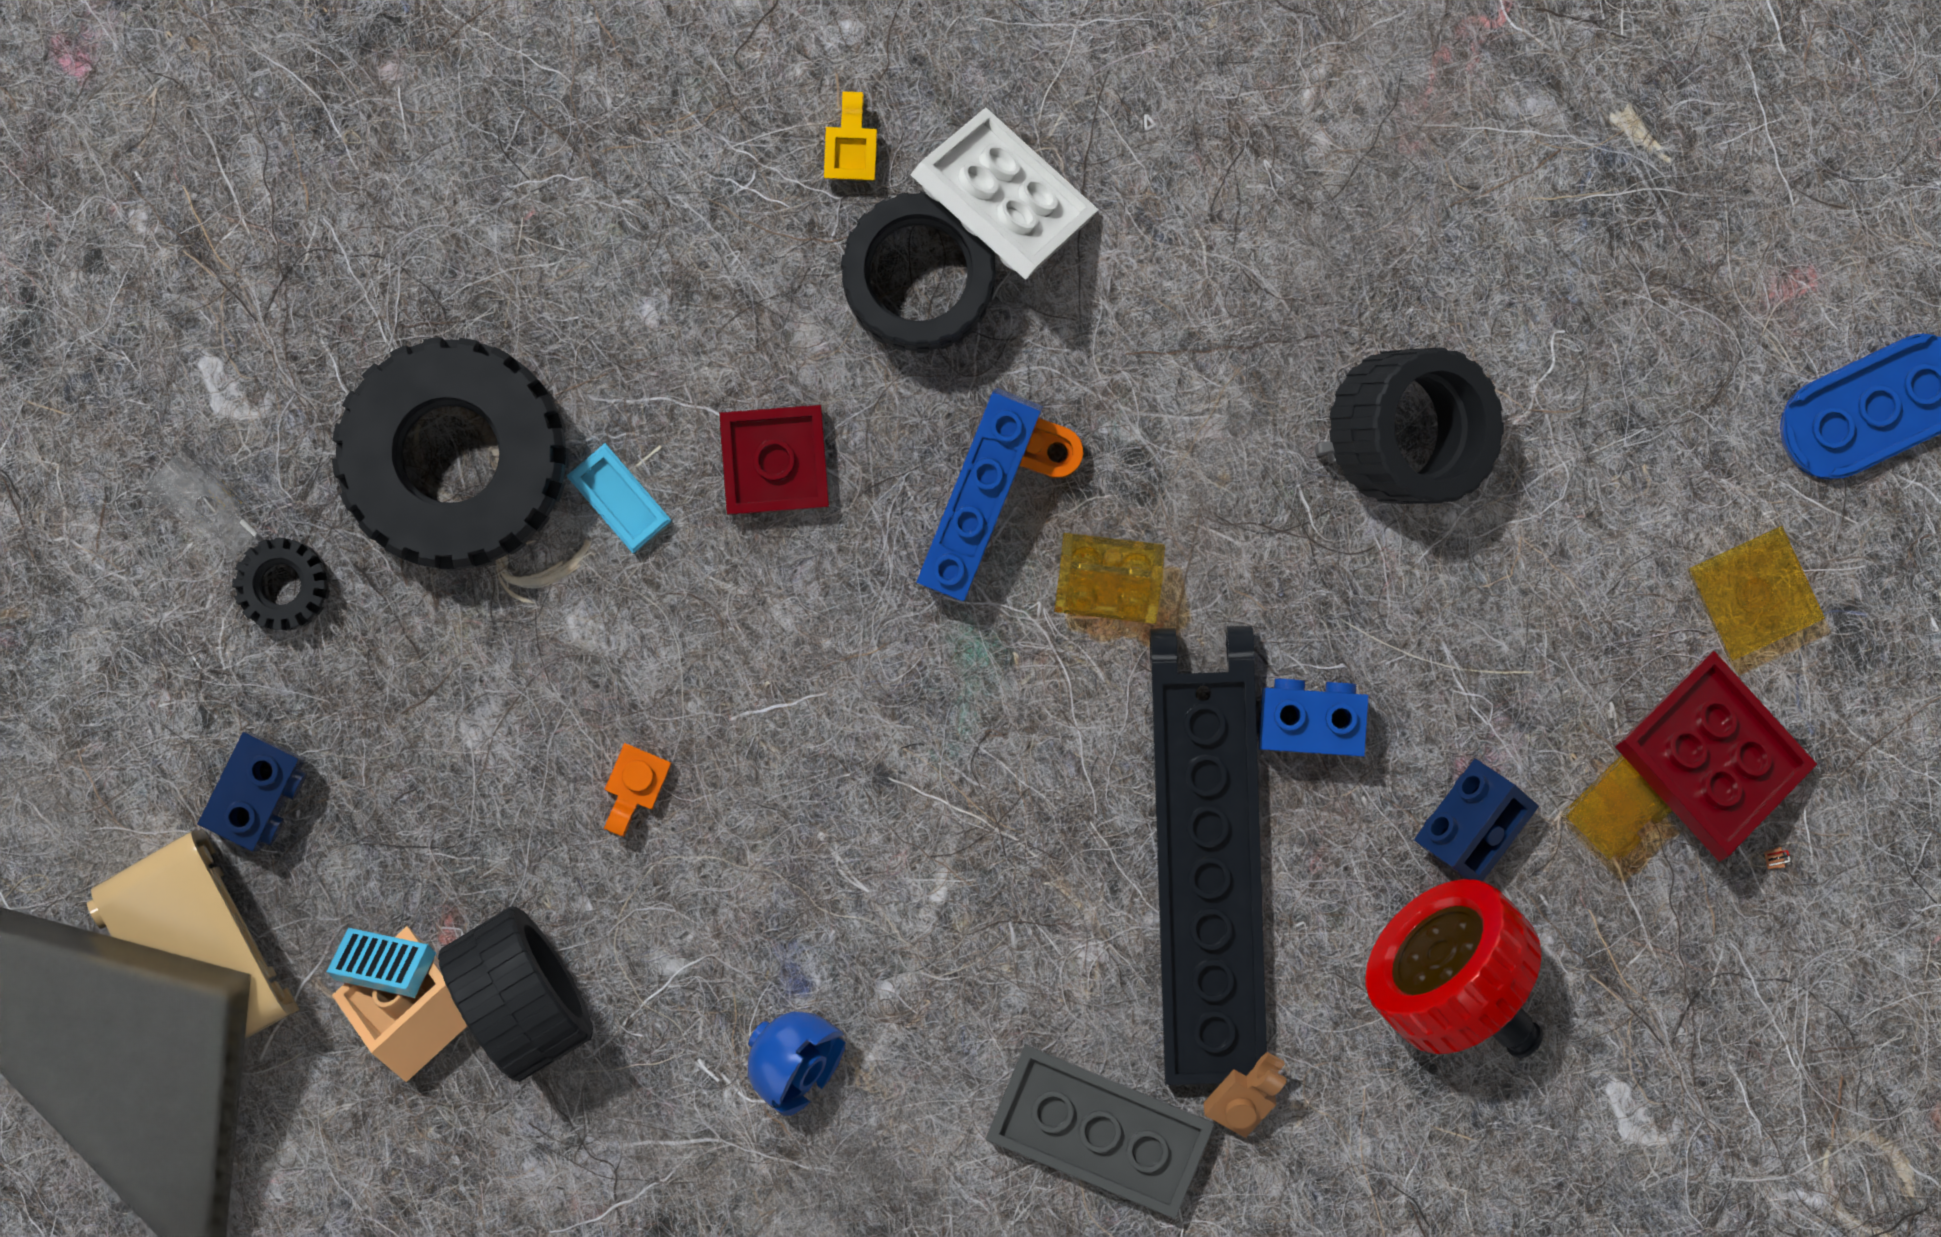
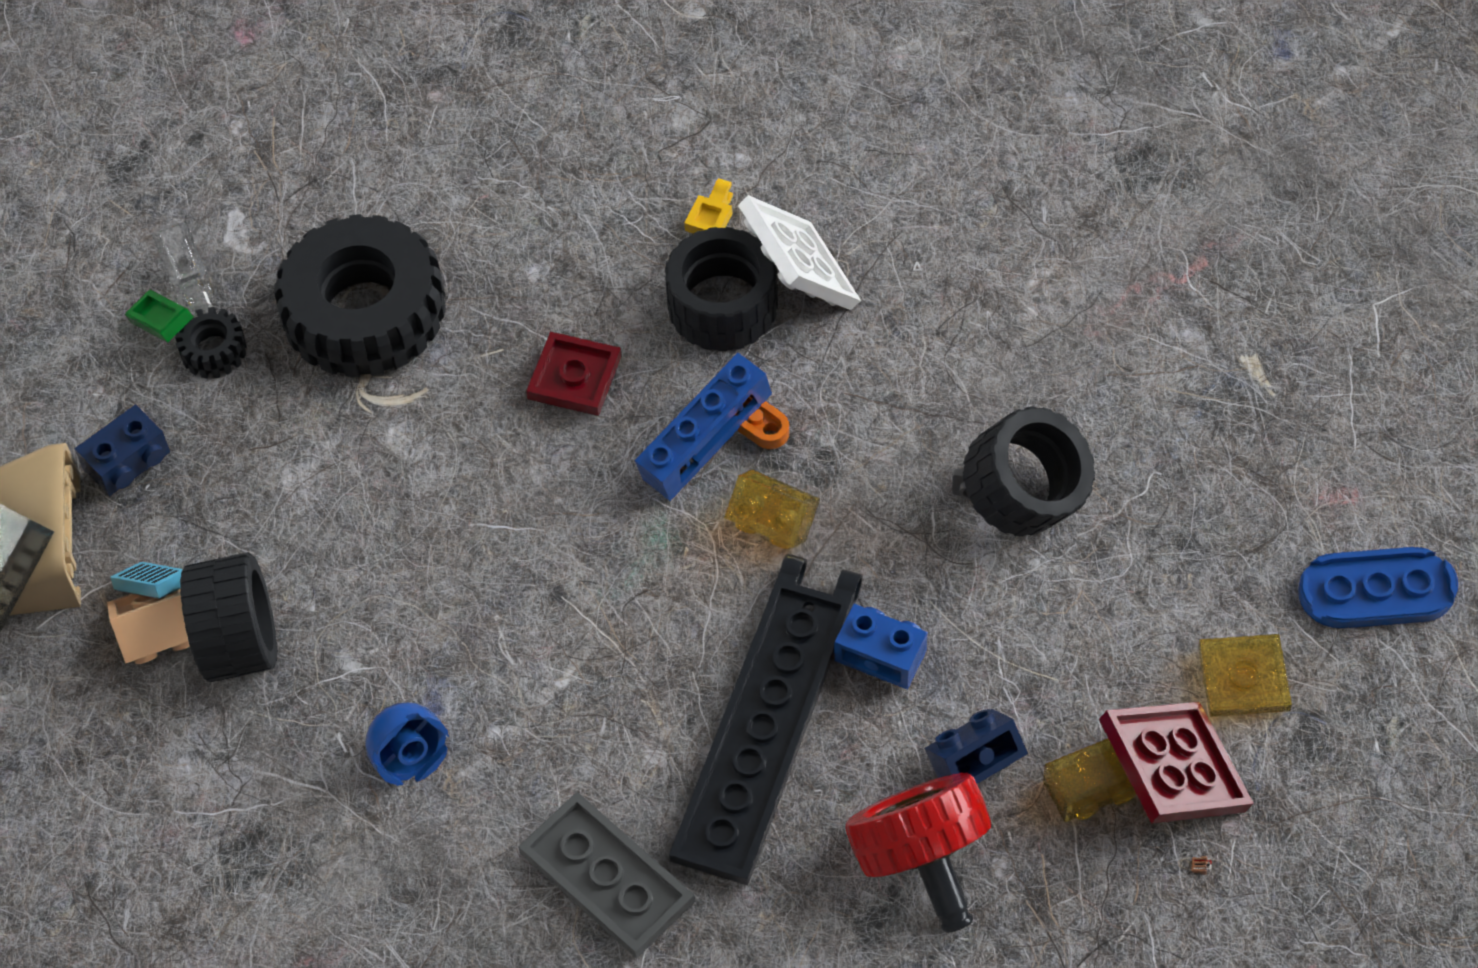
camera: 25 degrees right, 30 degrees down
(196, 574) = (158, 315): none -> green tile
(619, 498) = (460, 367): medium azure tile -> none
(636, 781) = (381, 537): orange plate -> none
(1246, 1100) = (724, 884): medium nougat plate -> none

